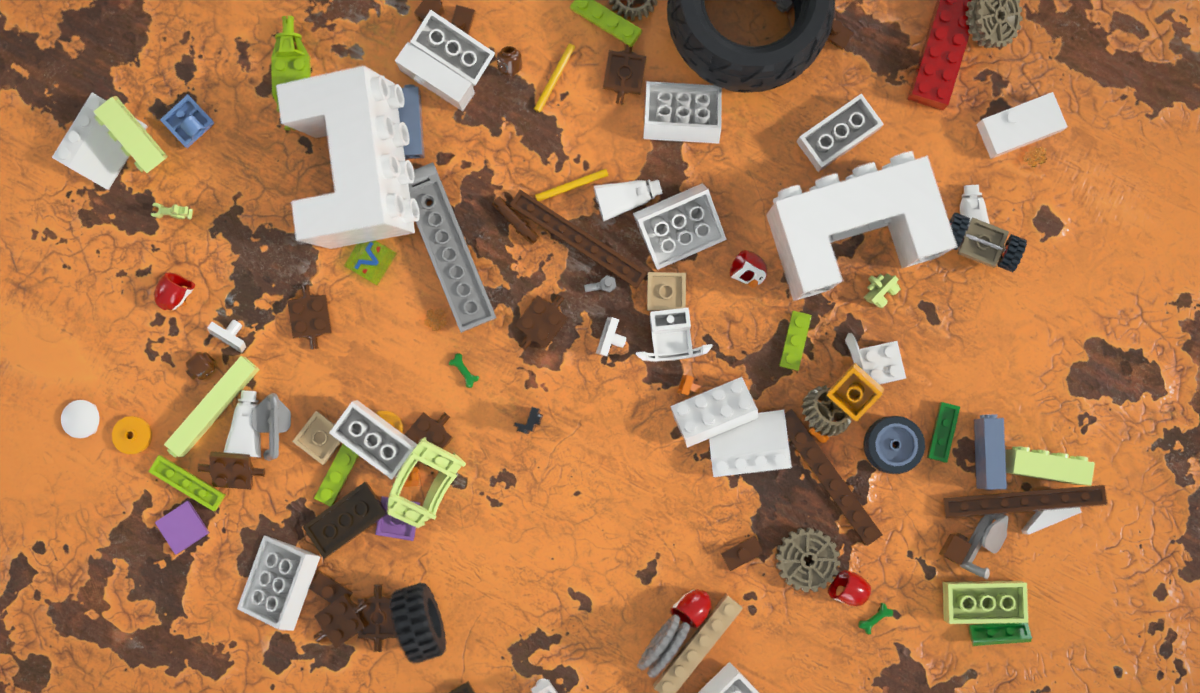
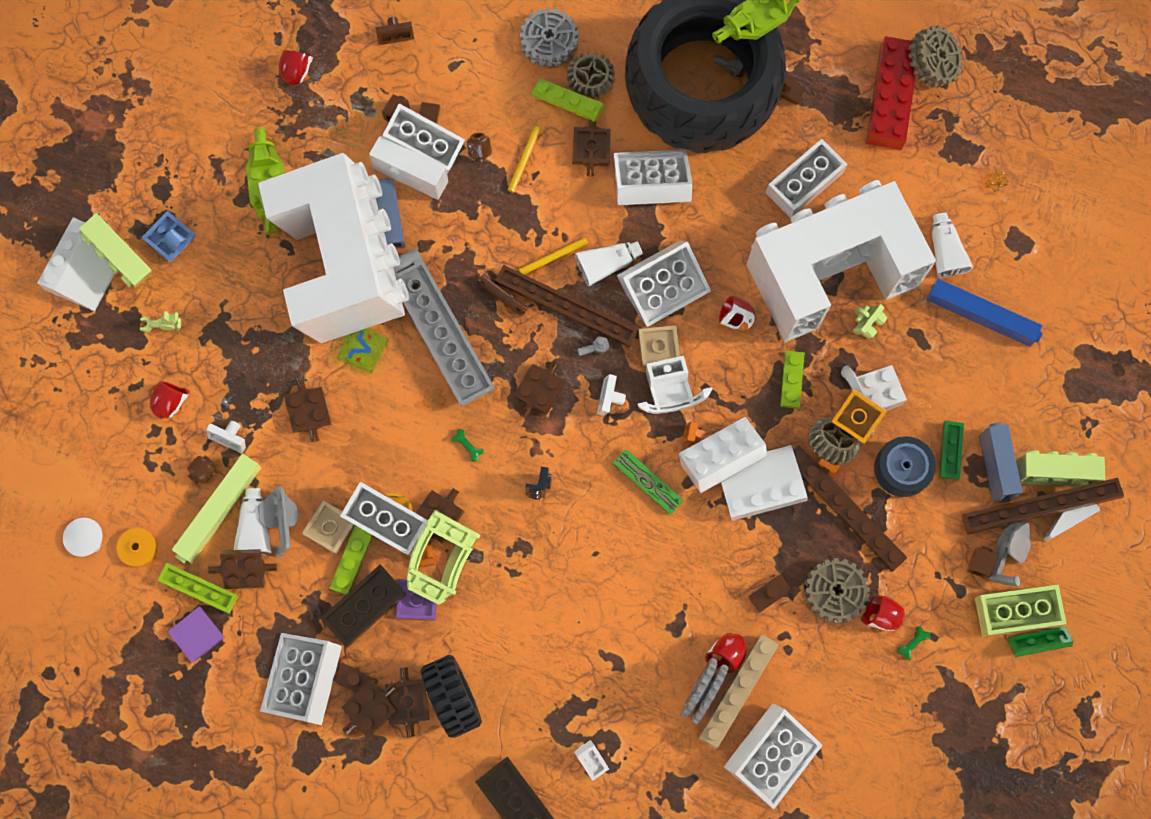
camera: 10 degrees left, 10 degrees down
(637, 428) = (648, 481): none -> bright green tile
(986, 243) = (964, 263): plate -> none
(1000, 295) = (985, 313): none -> blue brick
(1021, 125) = (978, 154): white brick -> none

